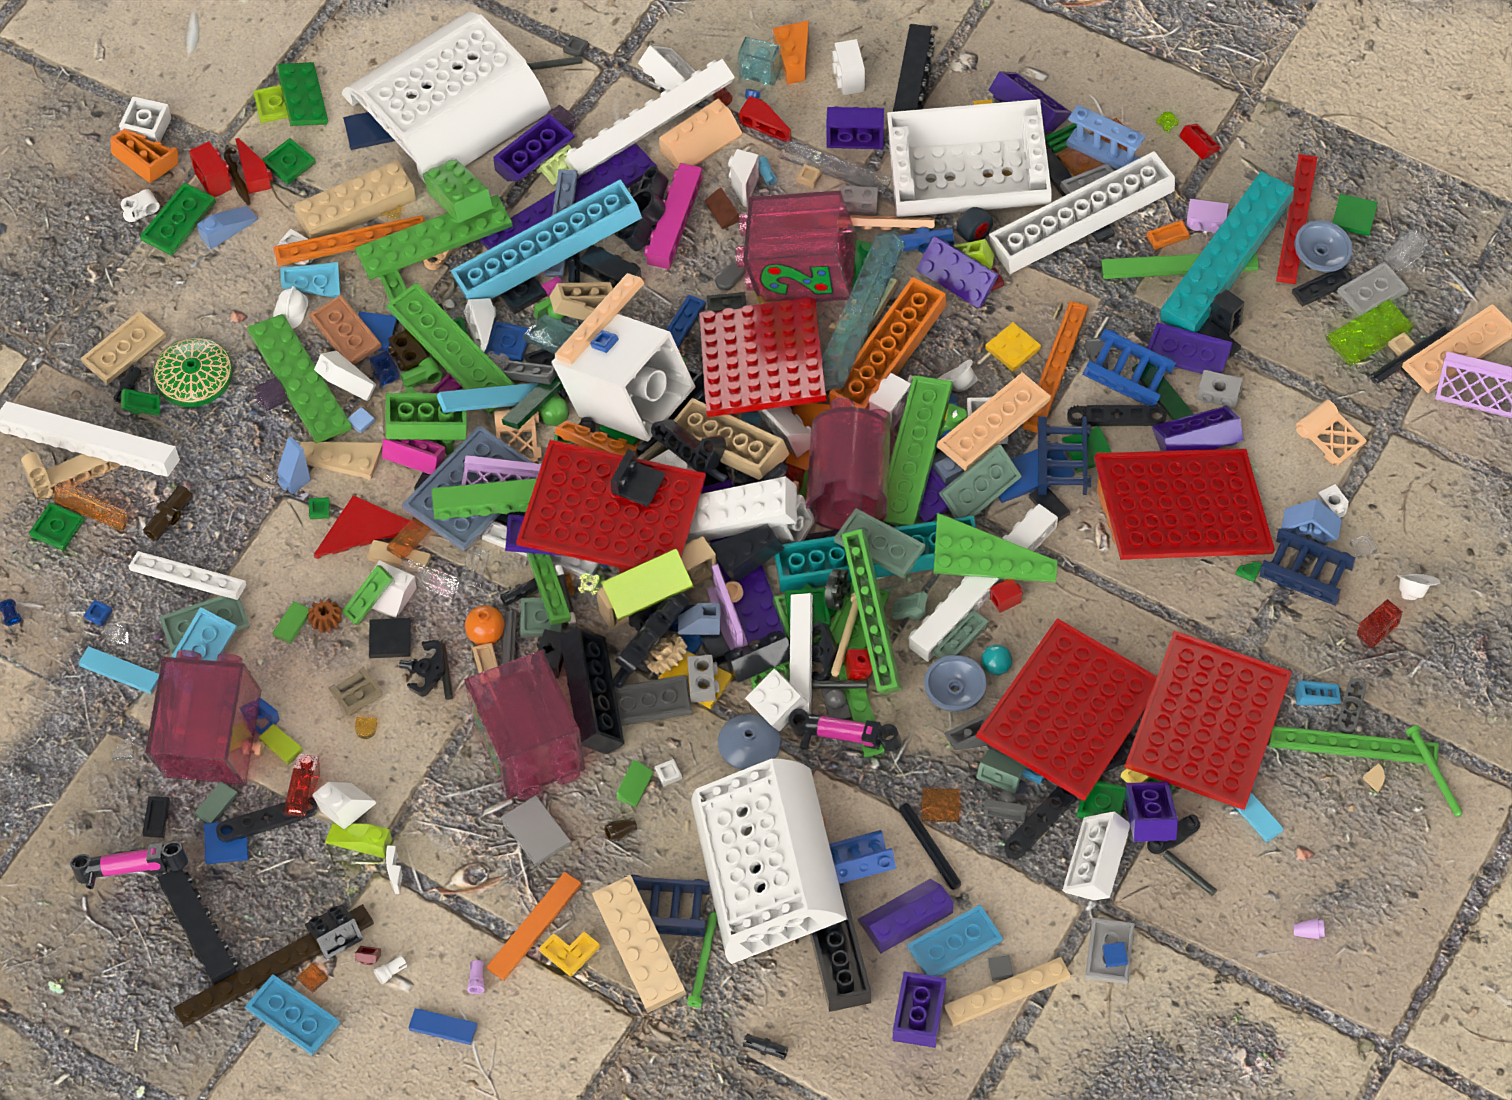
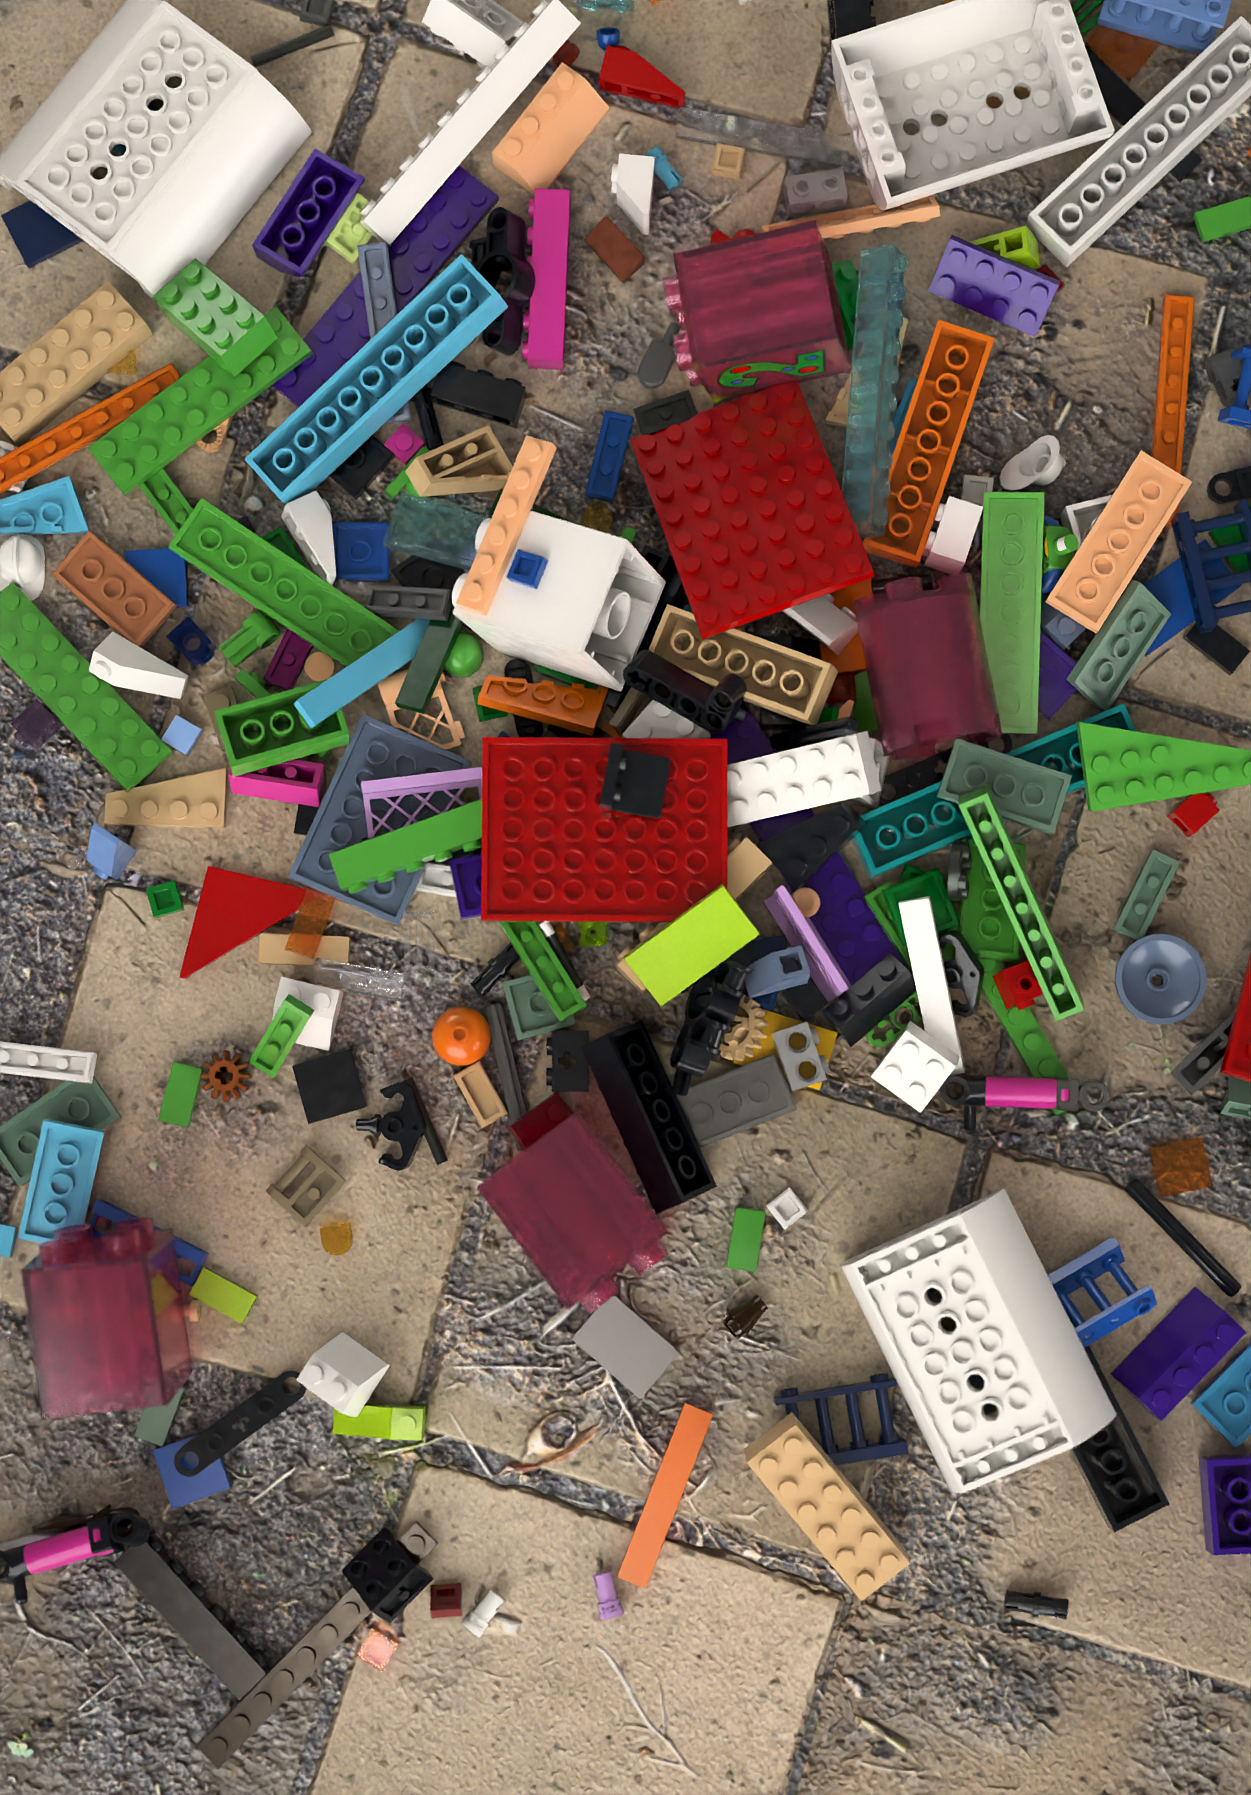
camera: 15 degrees left, 25 degrees up
(156, 817) = (80, 1452): black tile -> none
(292, 1015) = (367, 1717): dark azure plate -> none
(302, 785) = (276, 1367): clear red slope -> none
(394, 871) = (446, 1466): white slope -> none
(410, 351) = (223, 603): dark brown brick -> none
(442, 1026) = (581, 1680): blue tile -> none
(564, 117) = (334, 145): clear purple brick -> none
(570, 957) = (730, 1534): yellow plate -> none
(695, 1000) = (915, 1493): bright green bar -> none
(746, 751) = (865, 1135): sand blue dish -> none
(836, 703) = (994, 1041): dark grey tile -> none
(840, 684) = (995, 1019): pearl dark grey bar -> none
(845, 637) = (989, 937): tan bar -> none
(855, 128) = (781, 66): dark purple brick -> none
(910, 606) = (1064, 867): sand green tile -> none
(922, 237) = (932, 235): blue piece -> none
(975, 224) = (999, 199): black wheel -> none
(976, 590) = (1146, 821): white brick -> none
(996, 659) = (1203, 918): teal hair -> none
(1013, 347) = (1100, 390): yellow plate -> none
(1081, 180) = (1146, 81): light grey plate -> none

